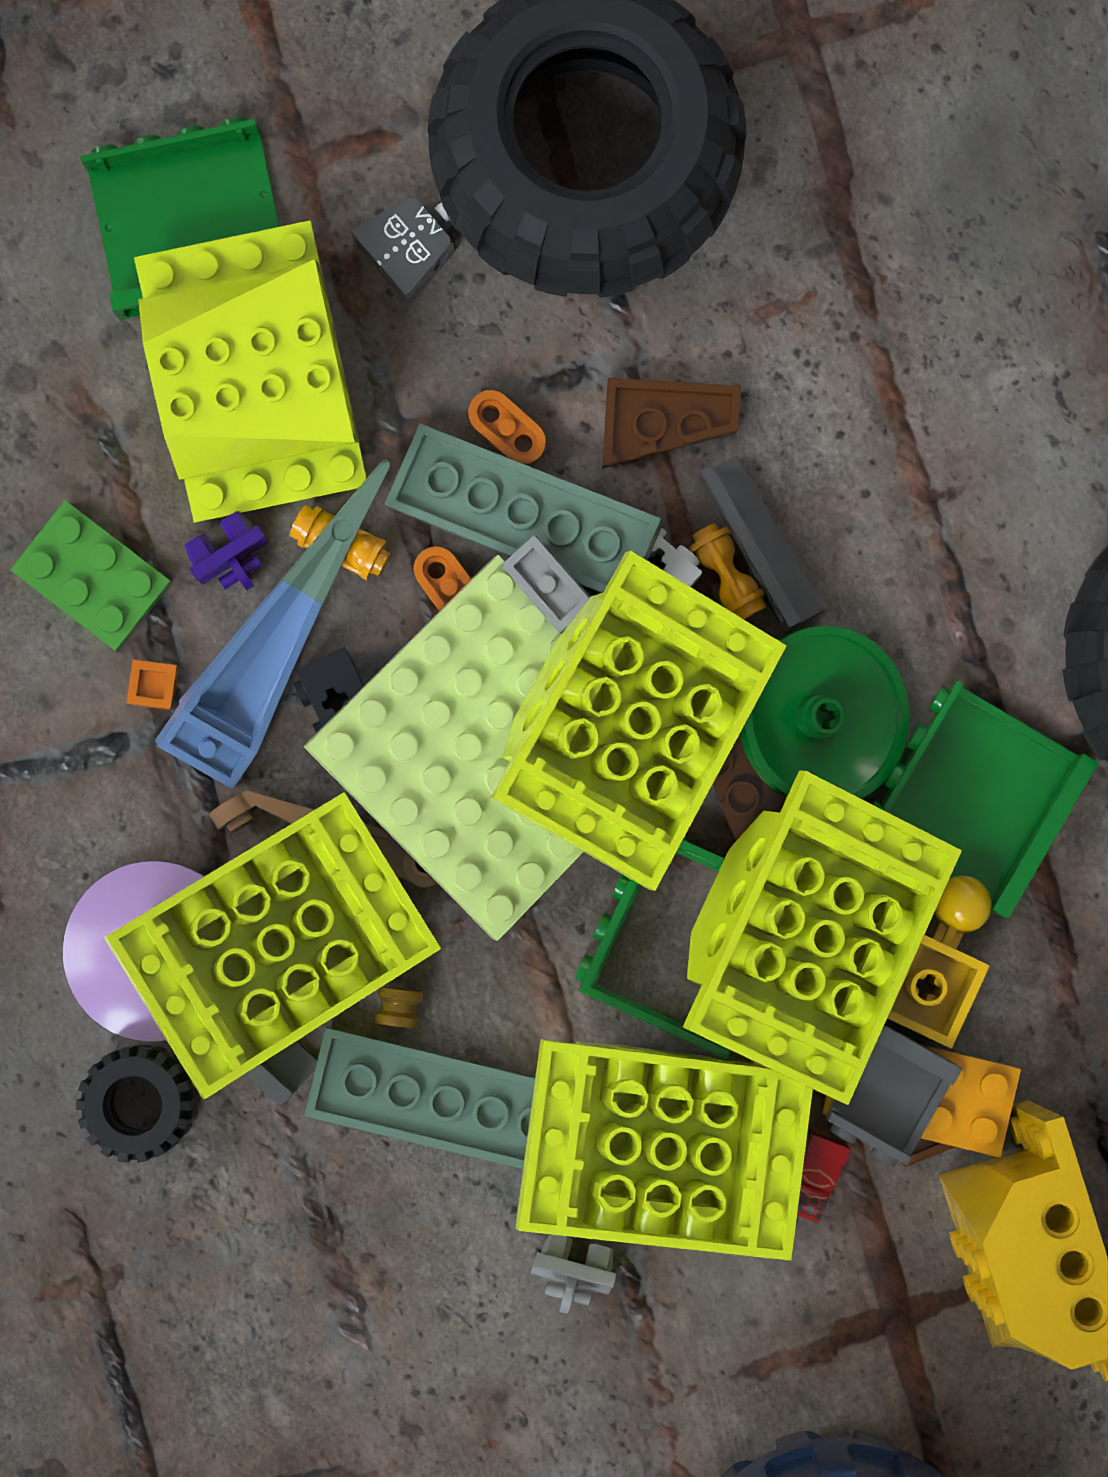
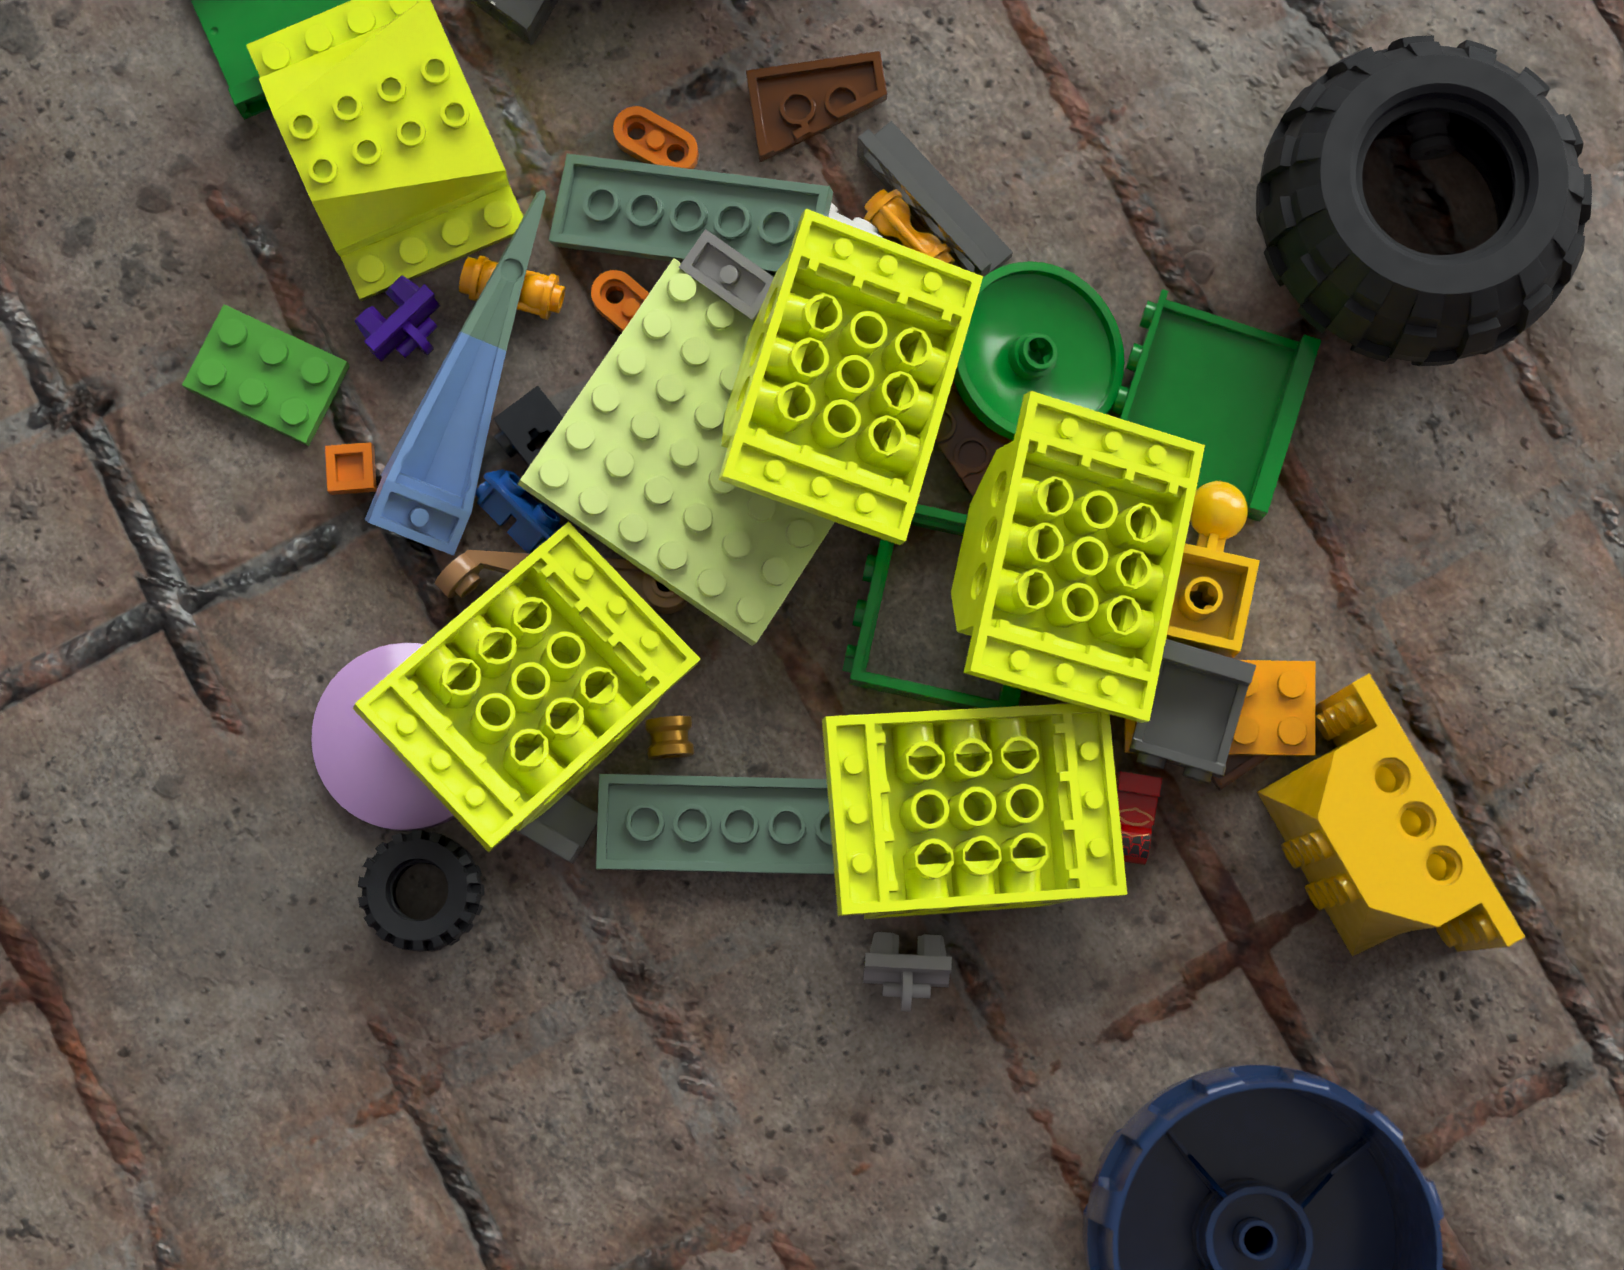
camera: 15 degrees left, 5 degrees down
(286, 744) = (503, 498): none -> blue hinge

